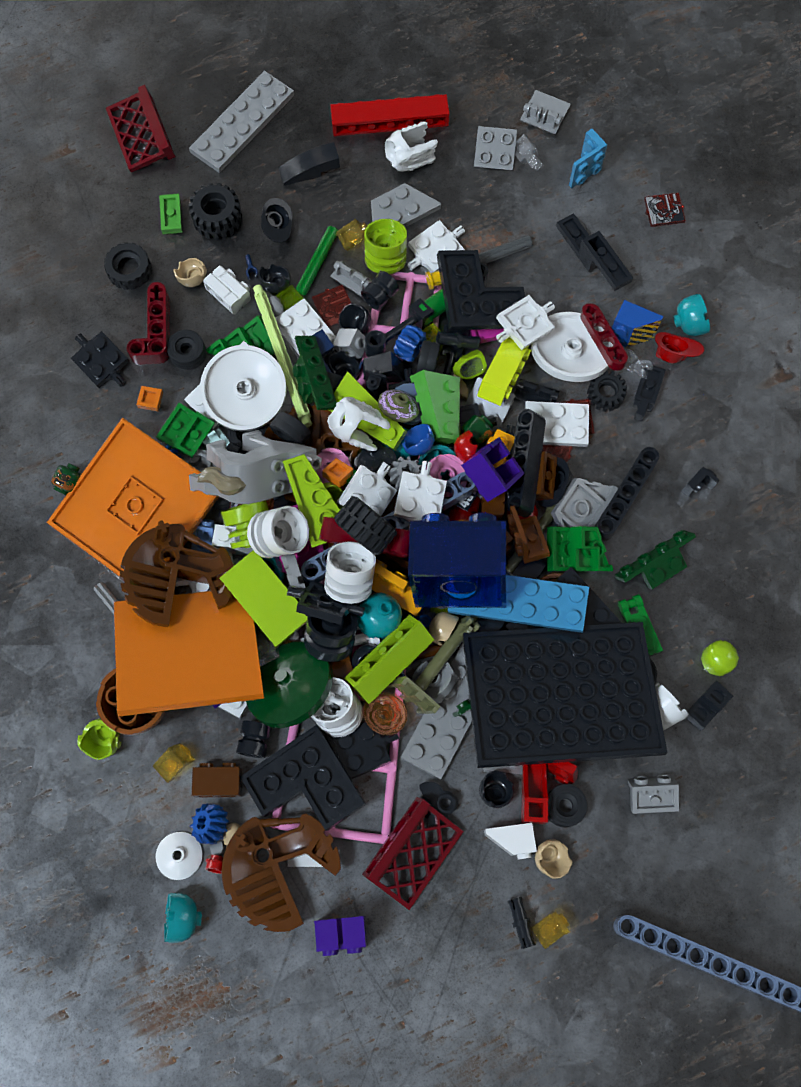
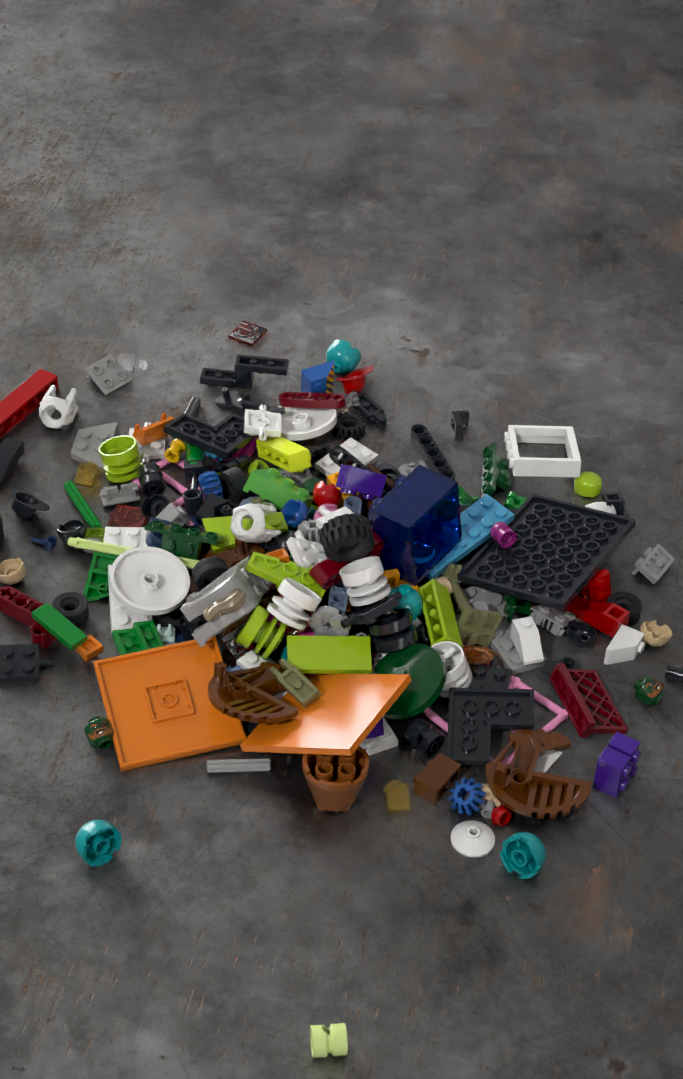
camera: 55 degrees left, 30 degrees down
(98, 740) = (339, 823): lime cap -> none
(146, 360) = (59, 626): none -> green tile
(202, 597) = (295, 683): none -> olive hinge
(227, 289) = (49, 560): white brick -> none
(435, 751) = (526, 640): none -> white slope
(443, 241) = (152, 432): none -> orange hinge
(469, 900) = (648, 691): none -> dark green head
(543, 640) = (503, 534): none -> magenta wheel
(545, 112) = (109, 340): light grey hinge -> none
(557, 270) = (234, 399): none -> black piece
(591, 159) = (172, 333): dark azure bracket -> none
(697, 611) = (543, 466): none -> white window

